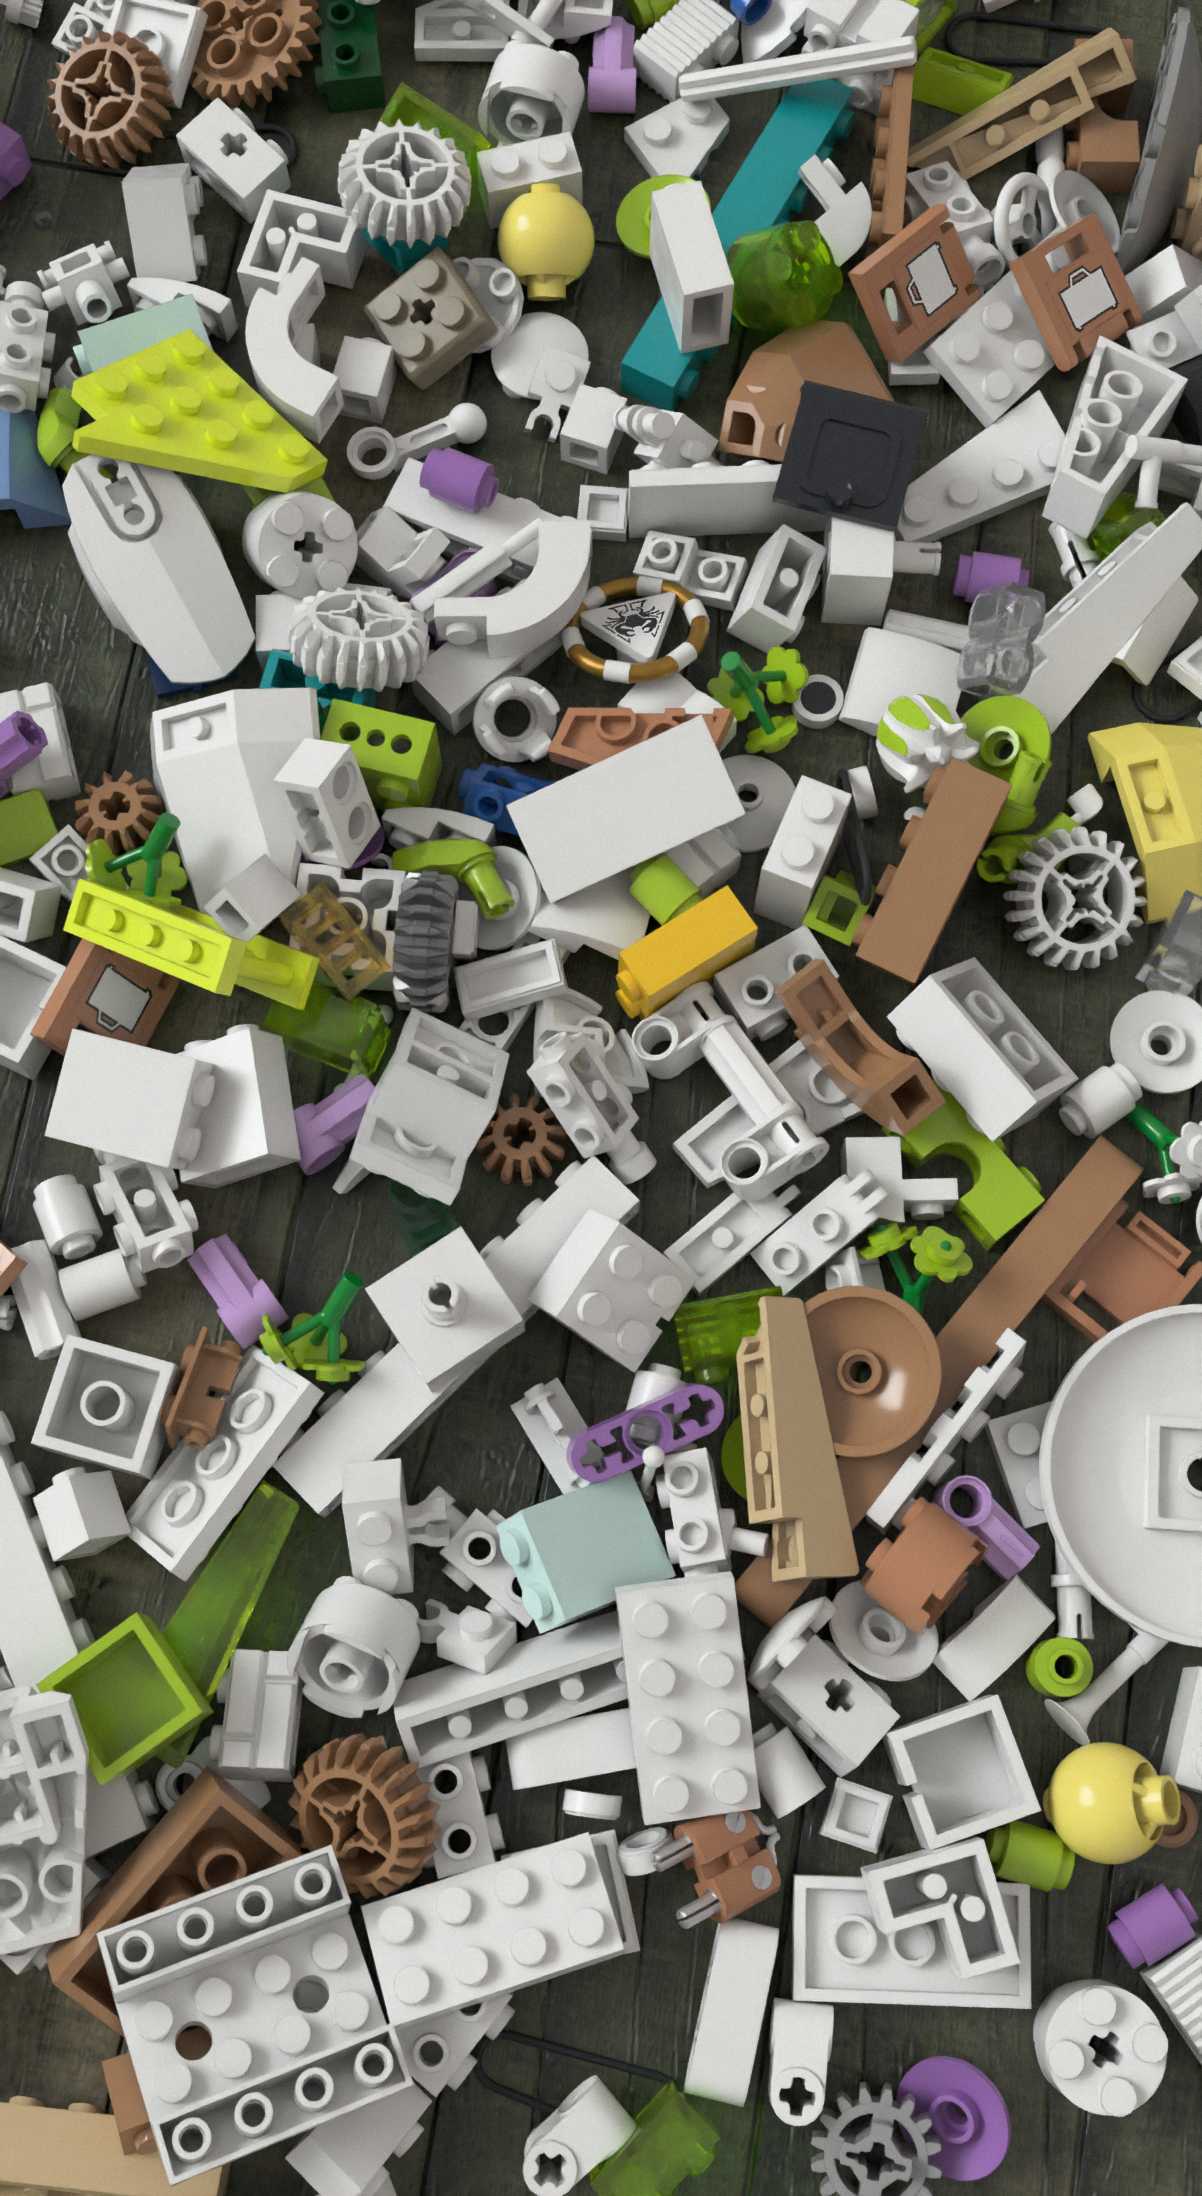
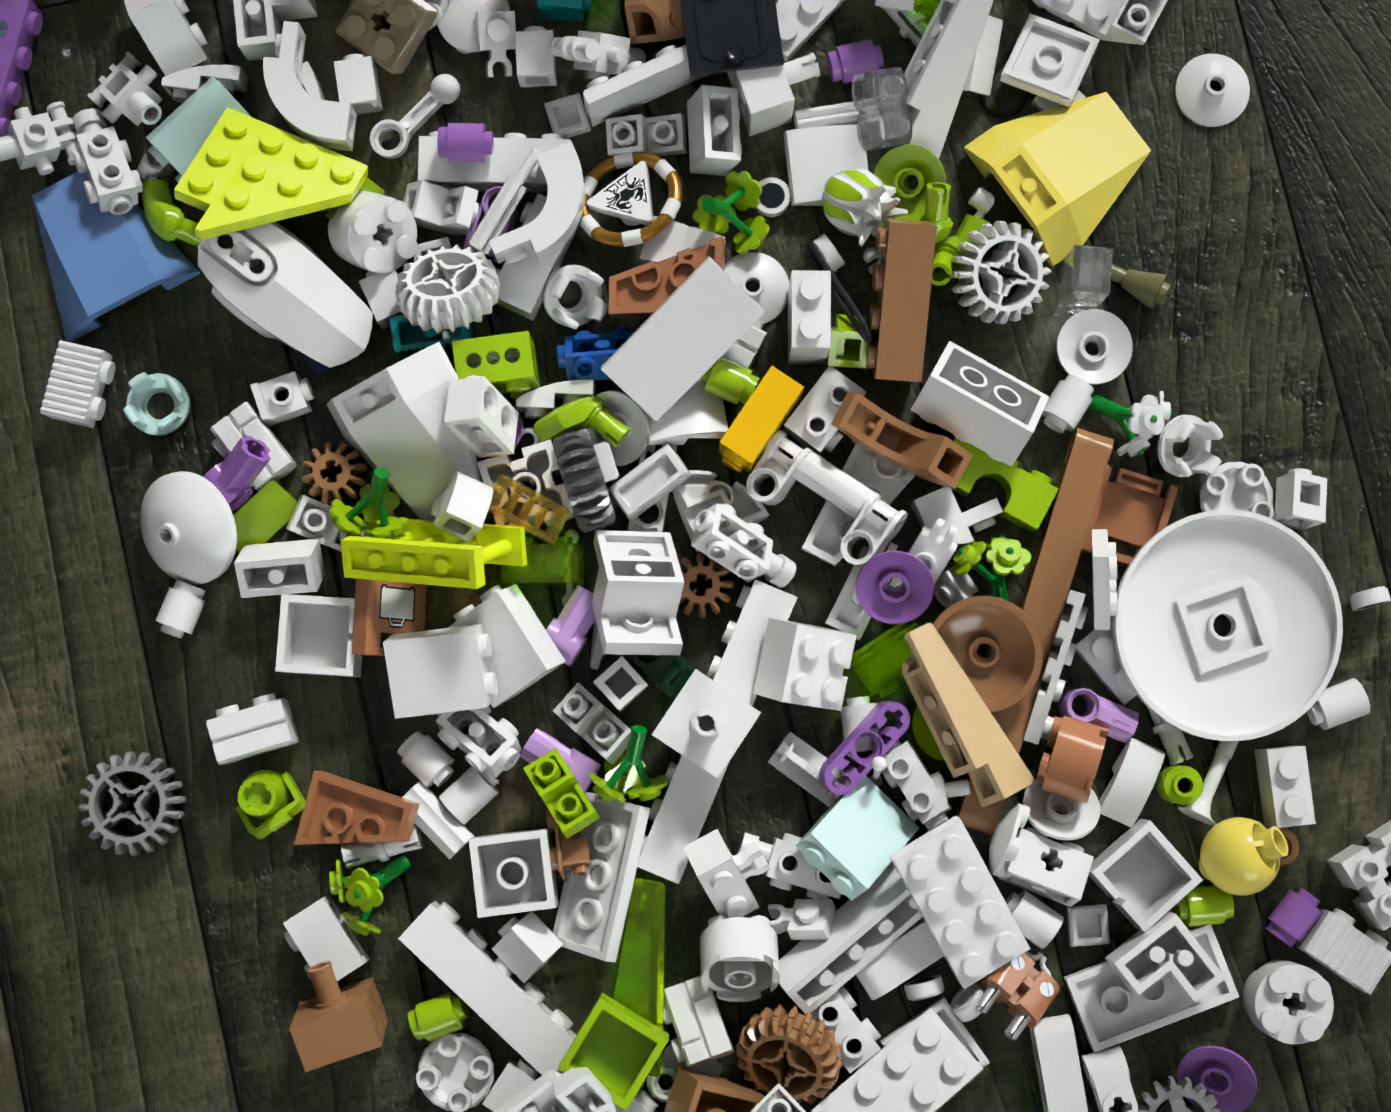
camera: 20 degrees left, 10 degrees up
(101, 716) = (277, 411): none -> white brick
(216, 1325) = (561, 793): none -> lime slope
(303, 1258) = (594, 723): none -> white slope
(360, 1219) = (621, 683): none -> white brick
(755, 1255) = (892, 603): none -> medium lavender dish
(1053, 1356) = (1104, 579): none -> white plate

